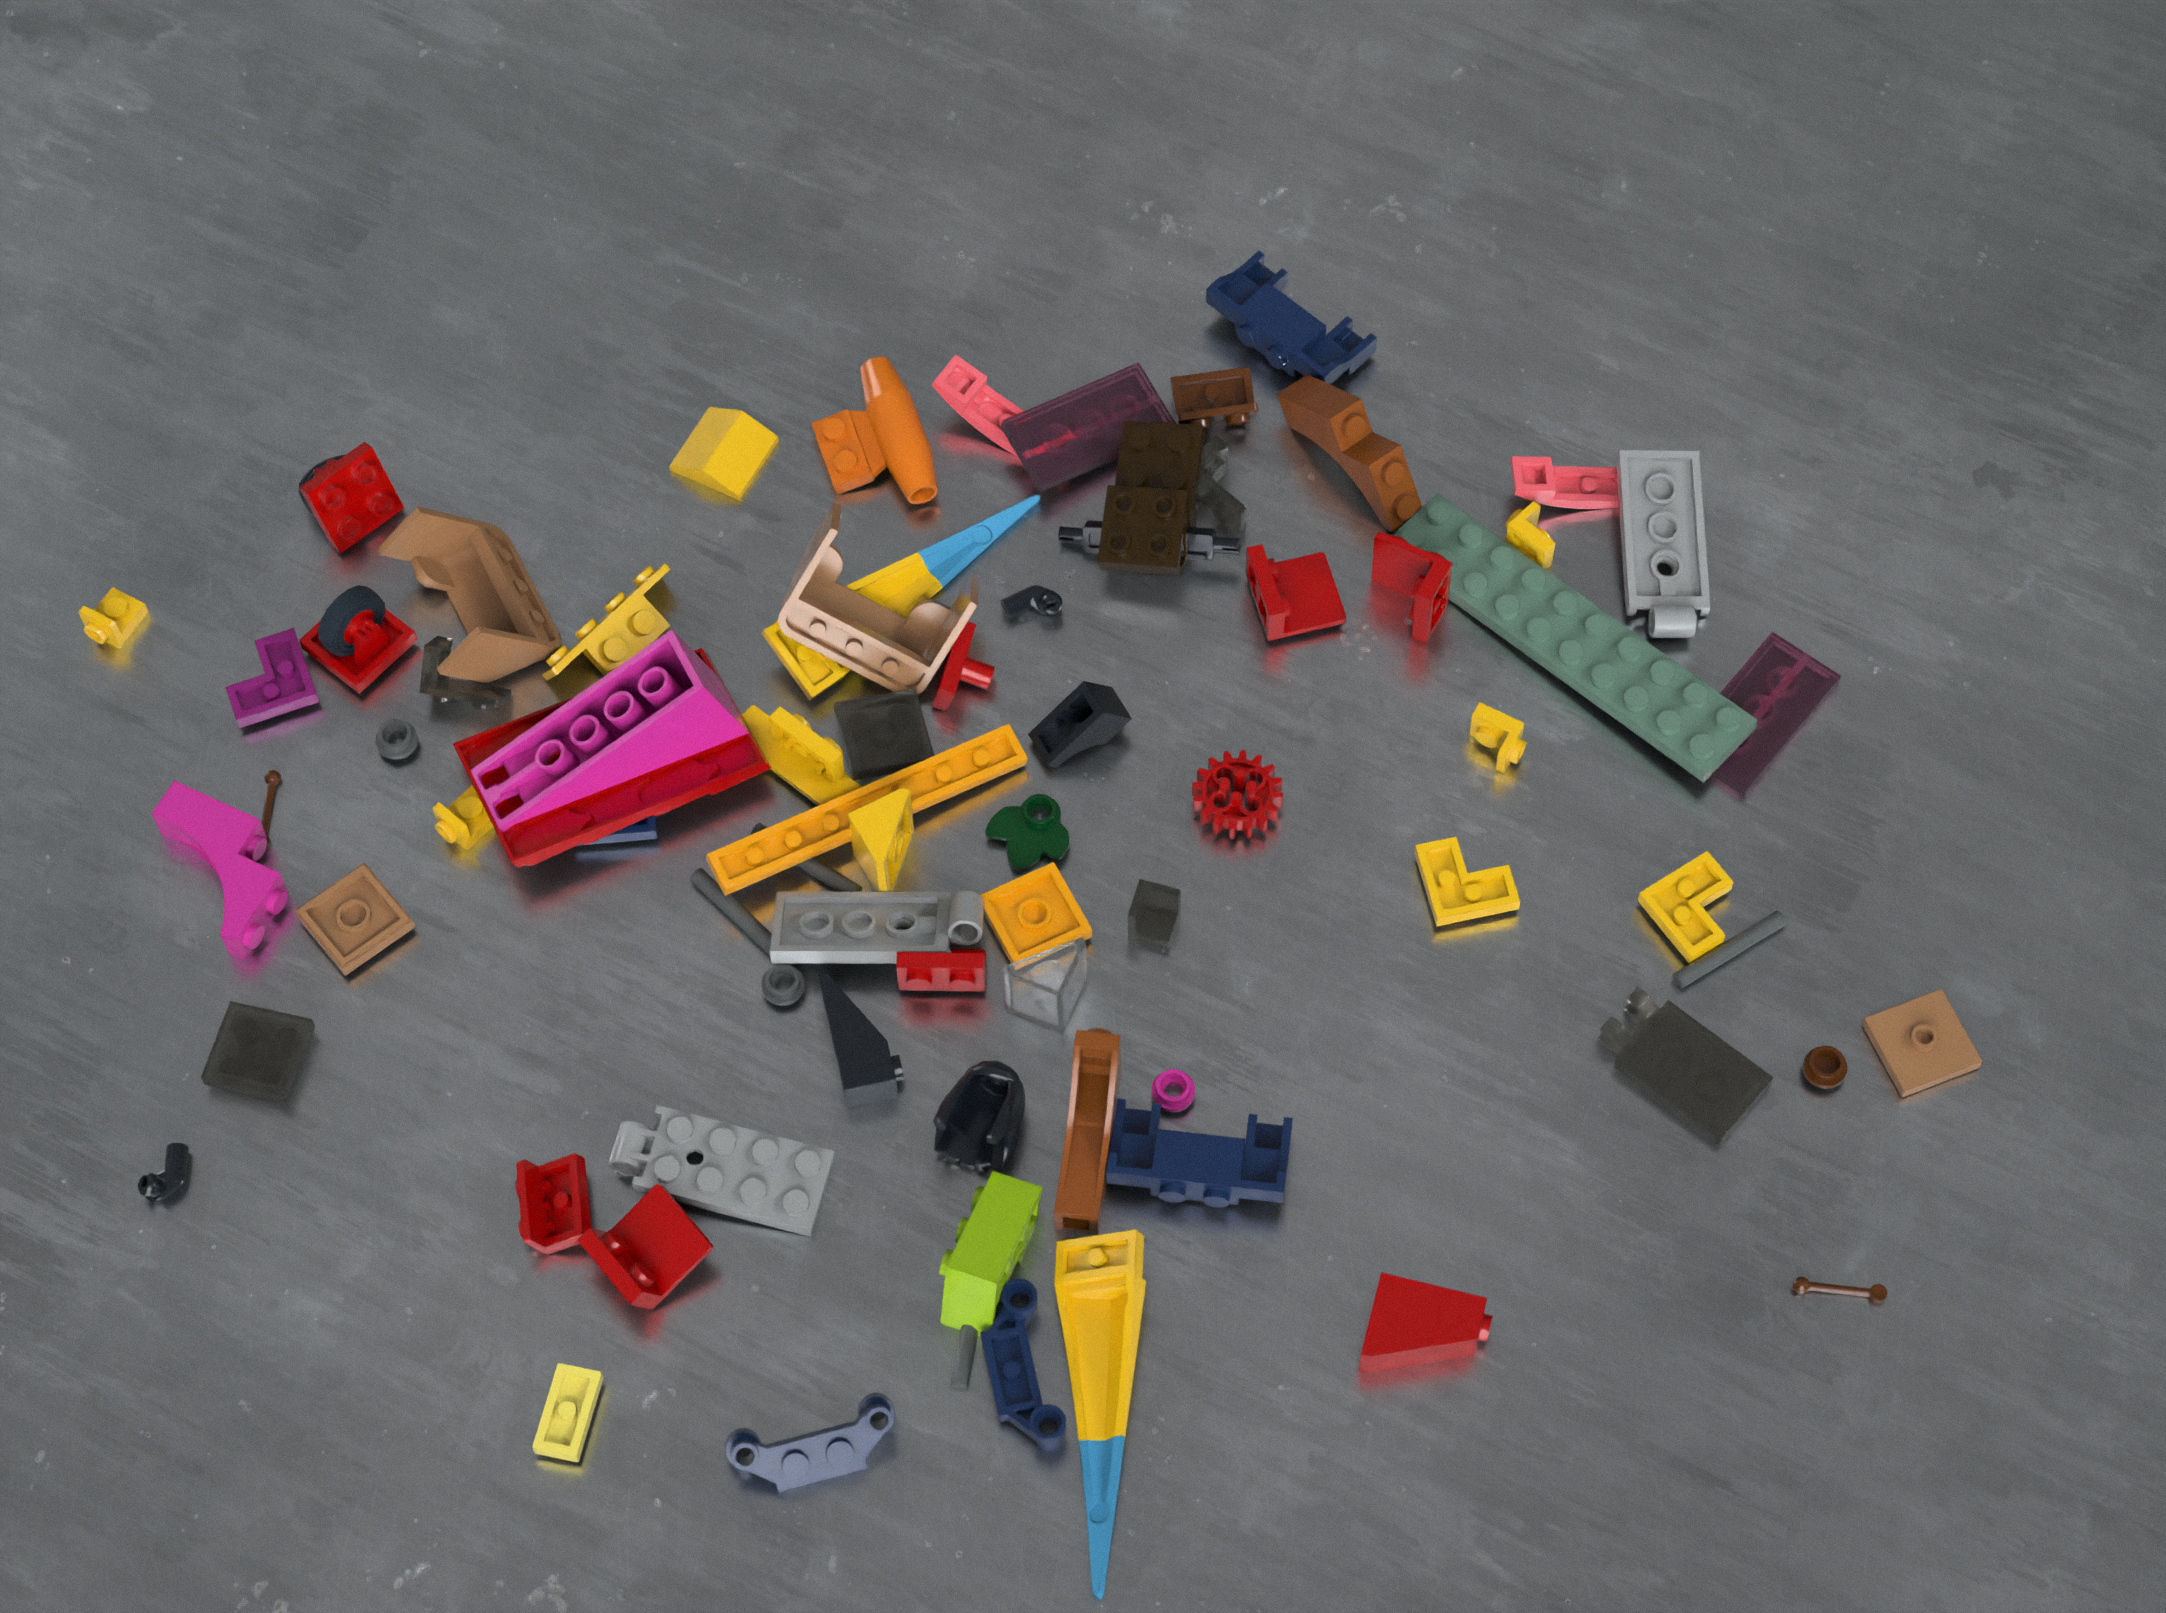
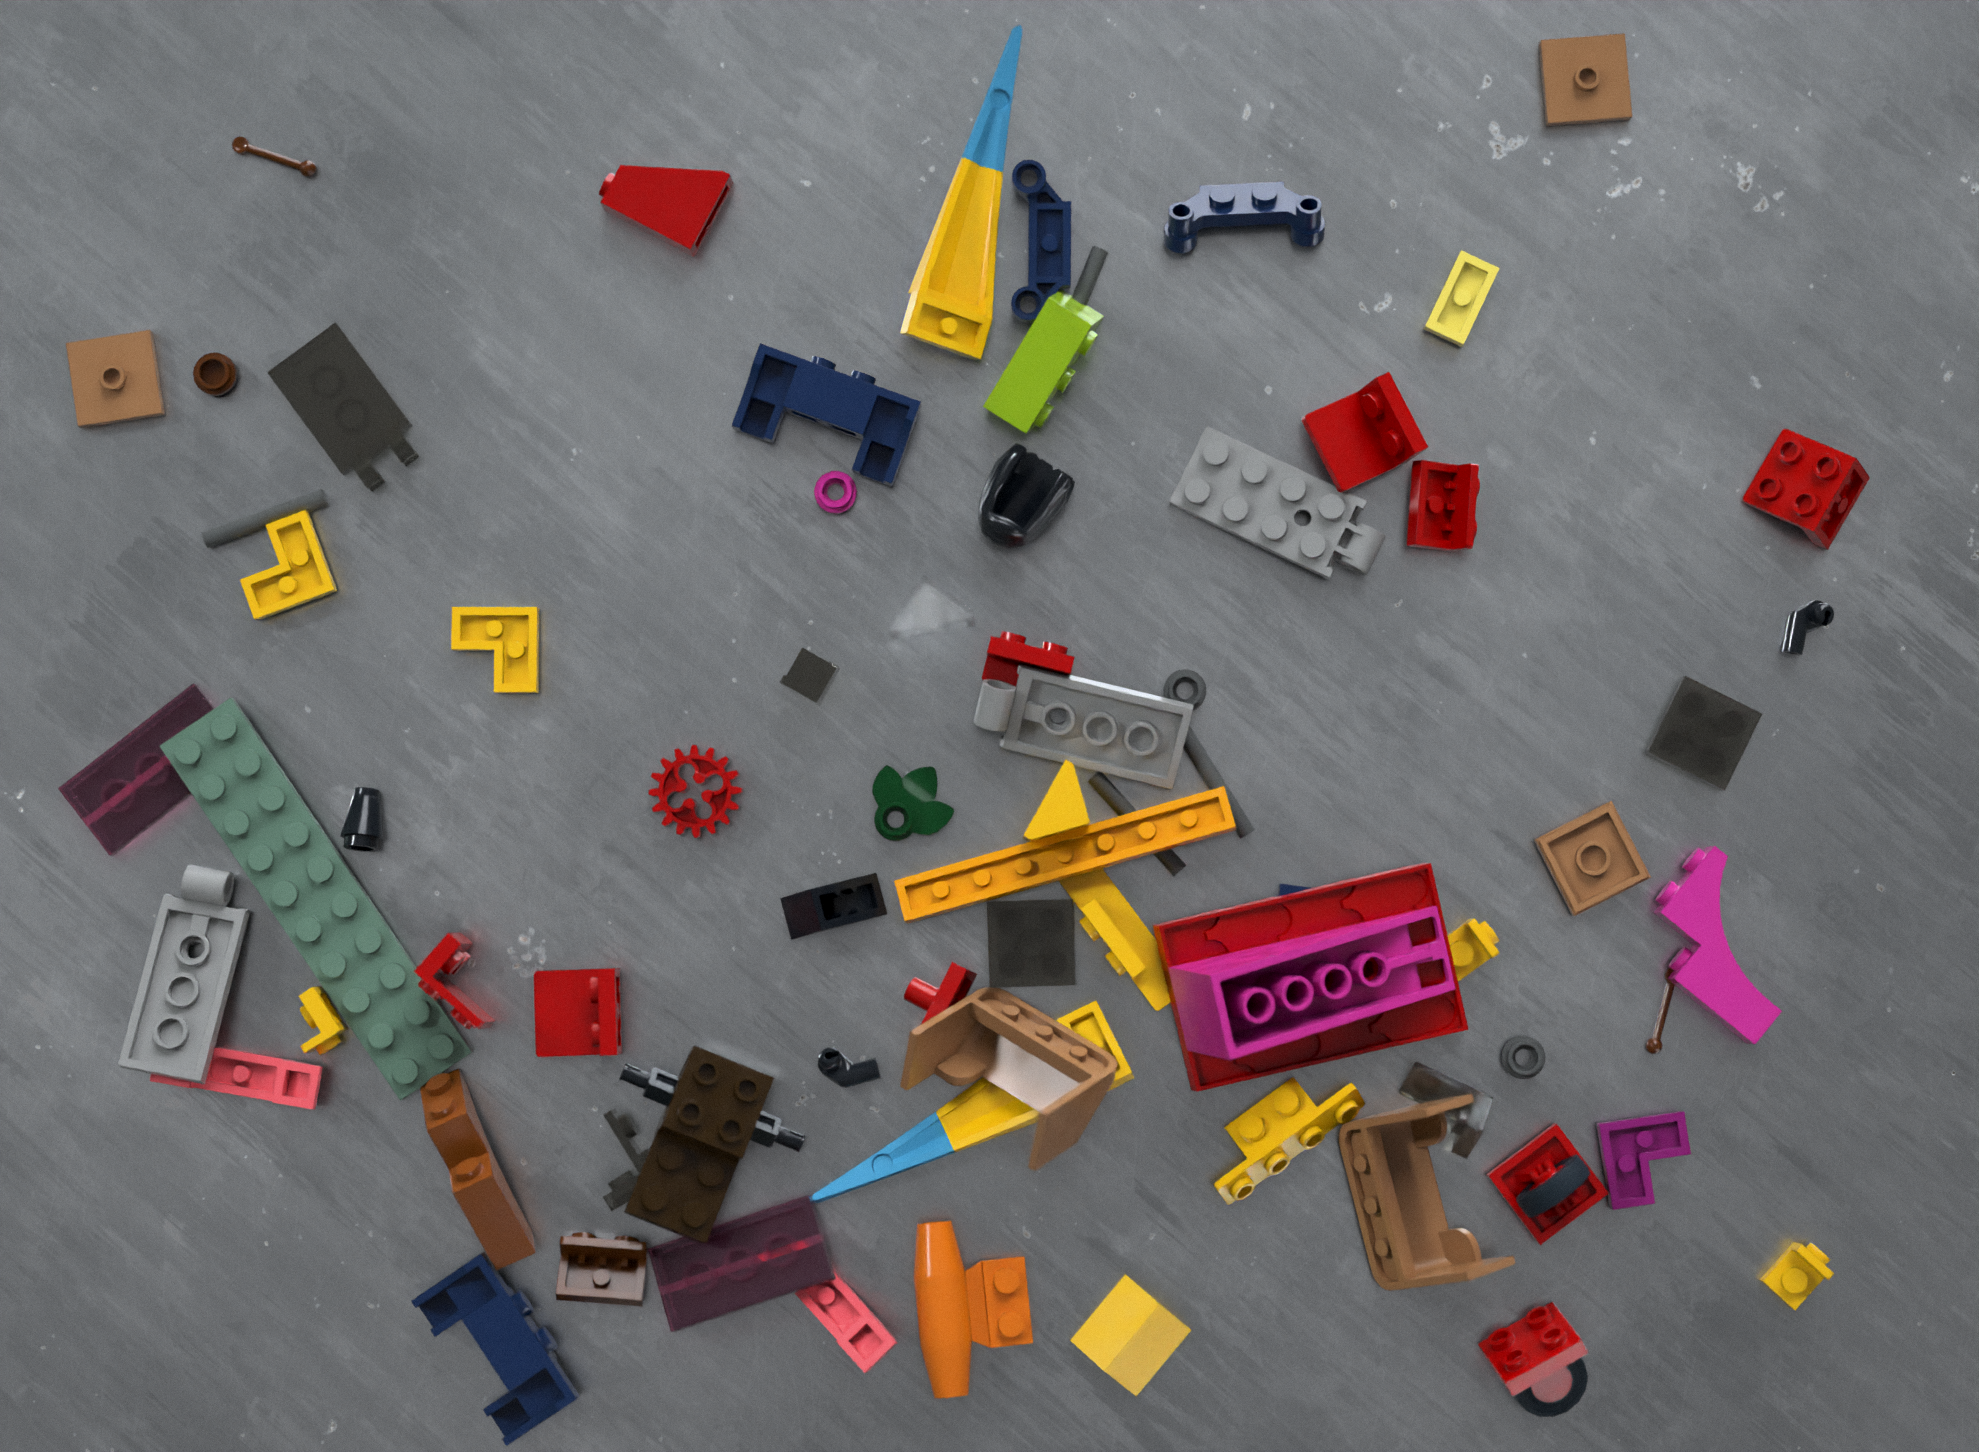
camera: 165 degrees left, 25 degrees up
(181, 1303) = (1807, 486): none -> red bracket
(861, 1051) = (1125, 595): black slope -> none
(1034, 913) = (925, 705): light orange plate -> none
(1088, 1131) = (929, 444): dark orange arch -> none
(1499, 731) = (423, 803): yellow bracket -> none
(1545, 705) = (363, 821): none -> black cone

